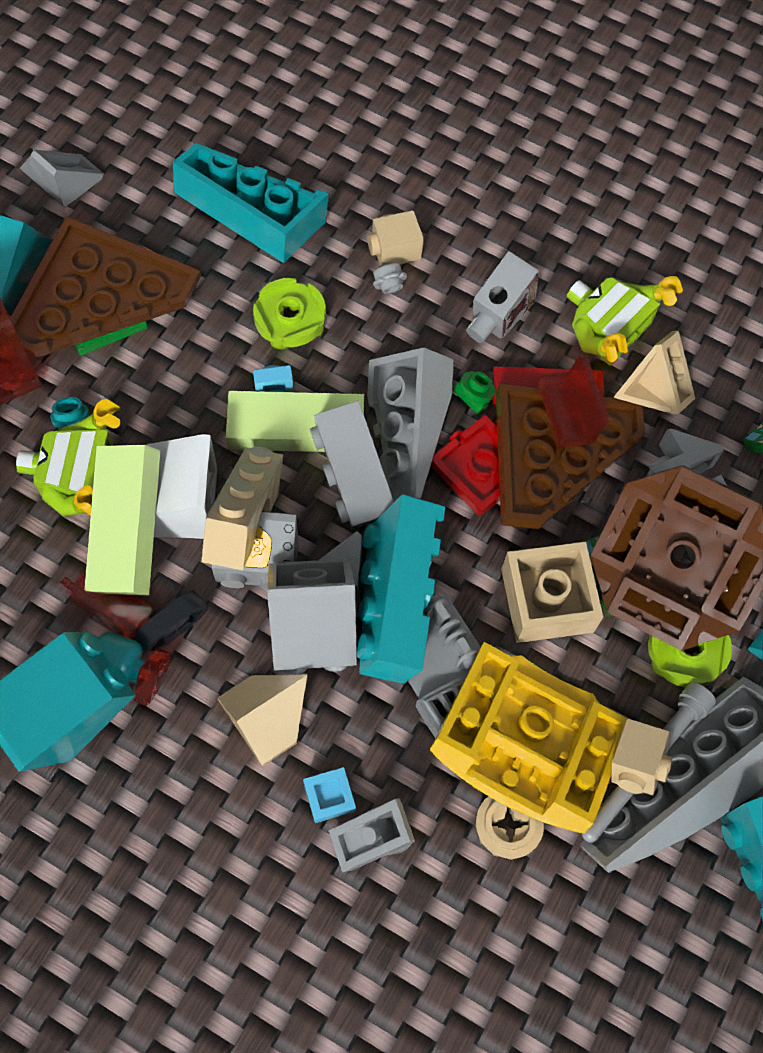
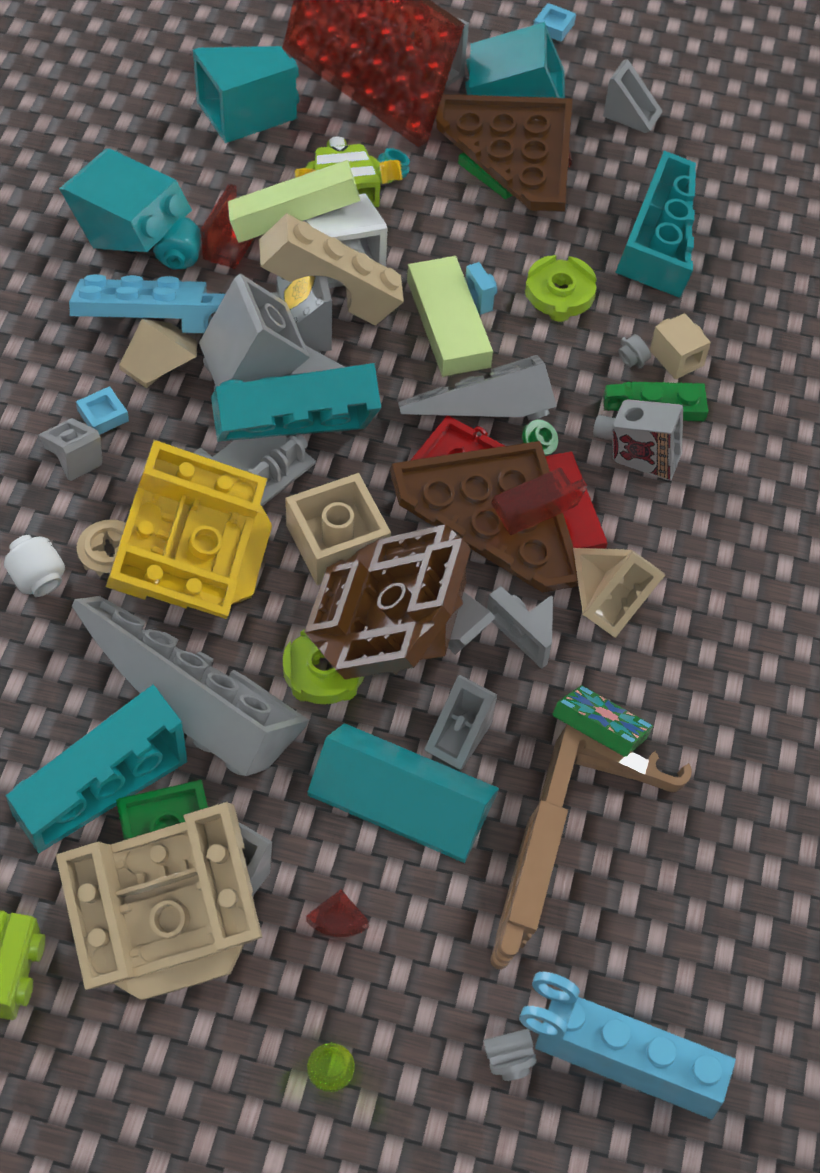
camera: 75 degrees right, 10 degrees down
(148, 676) = (175, 267): clear red tile -> none
(171, 622) = (220, 268): black beam -> none
(213, 682) = (146, 299): none -> medium azure hinge
(352, 464) = (416, 351): light grey brick -> none
(448, 278) = (689, 395): none -> green hinge
(524, 906) = (34, 565): none -> white head
(617, 313) = (672, 537): torso -> none
(641, 758) = (183, 609): tan brick -> none
(694, 703) = (261, 671): light grey piece -> none

